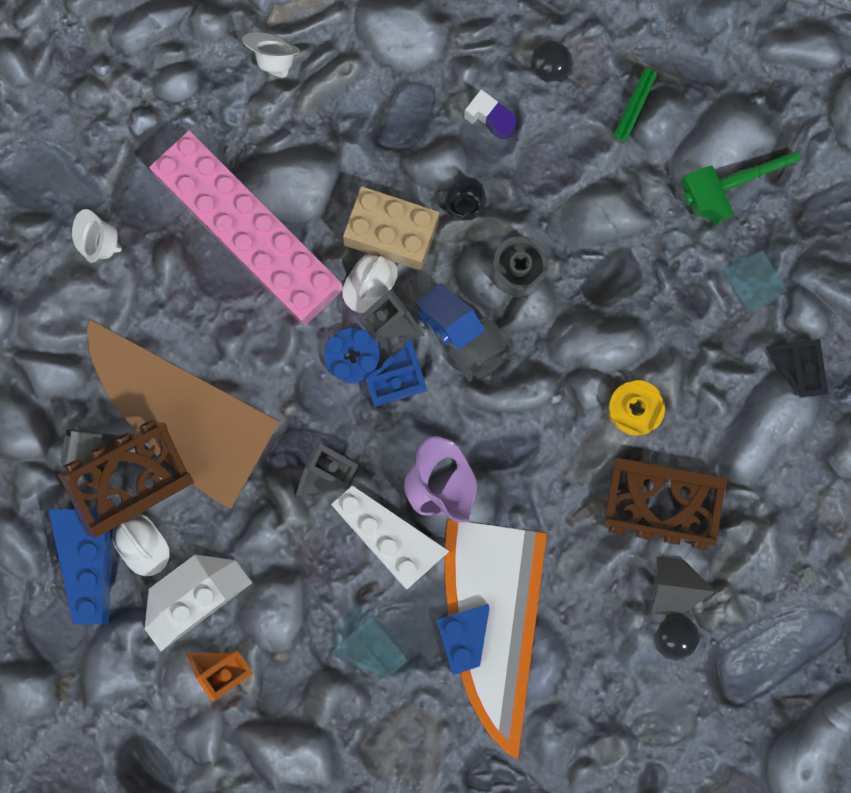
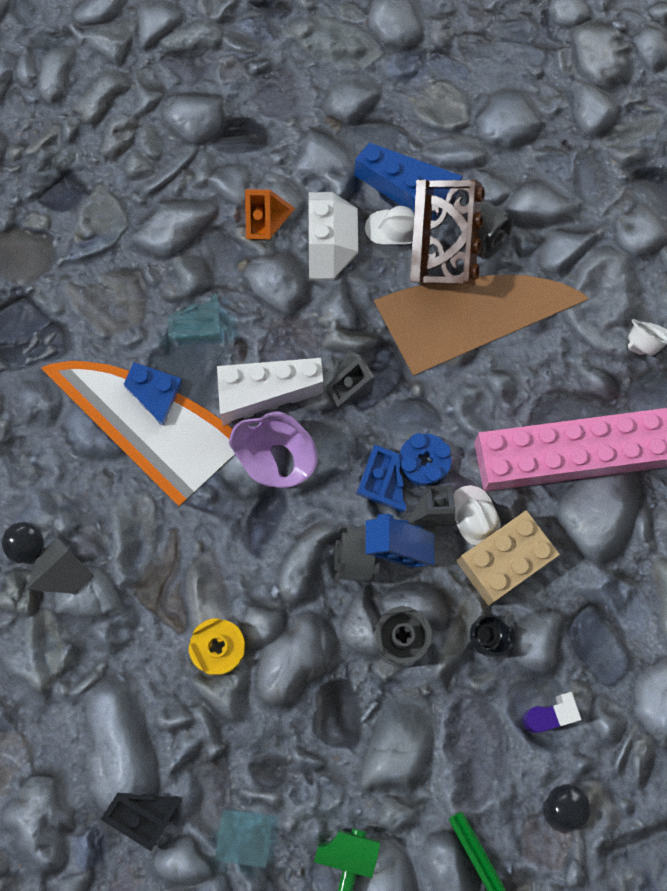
camera: 125 degrees right, 10 degrees down
(699, 486) = (116, 647): reddish brown fence -> none

